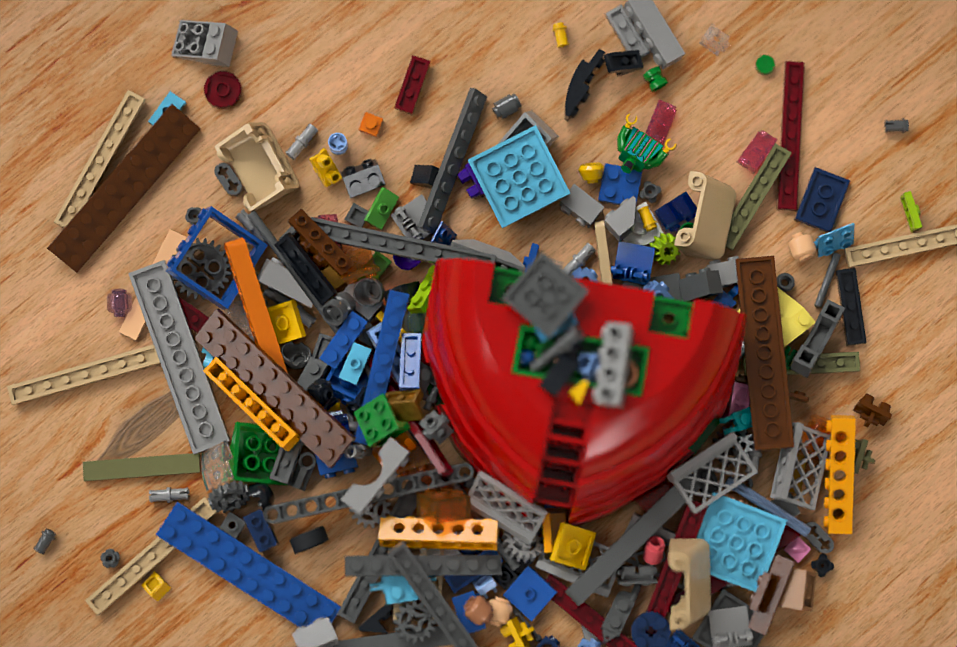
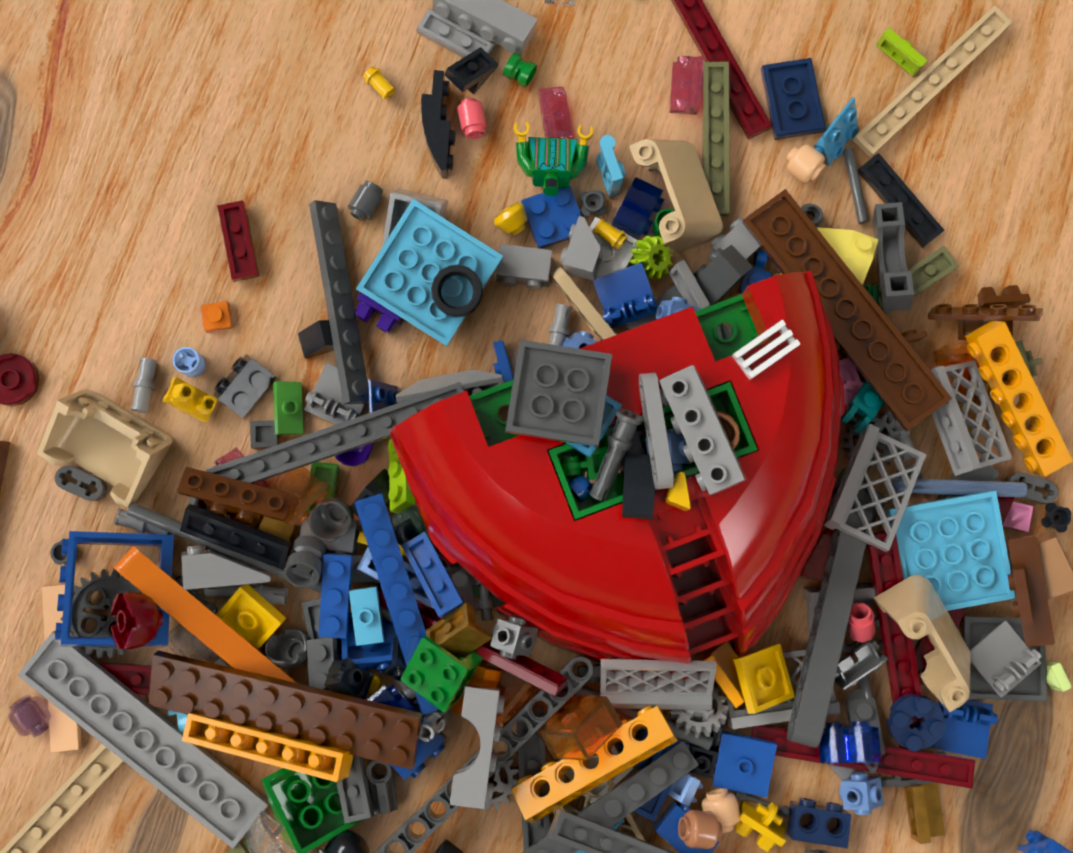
camera: 35 degrees left, 0 degrees up
(220, 281) = (135, 620): none -> dark red cylinder
(409, 326) = (405, 531): none -> black tile
(517, 188) = (454, 270): none -> black tyre
(587, 349) = (655, 431): none -> light grey beam
(600, 615) = (850, 744): none -> clear blue brick
(605, 92) = (472, 118): none -> coral brick
(673, 179) = (610, 170): none -> medium azure plate
(676, 280) = (688, 285): none -> light grey tile
(697, 333) = (786, 335): none -> white tile
(845, 406) = (972, 317): none -> reddish brown bracket

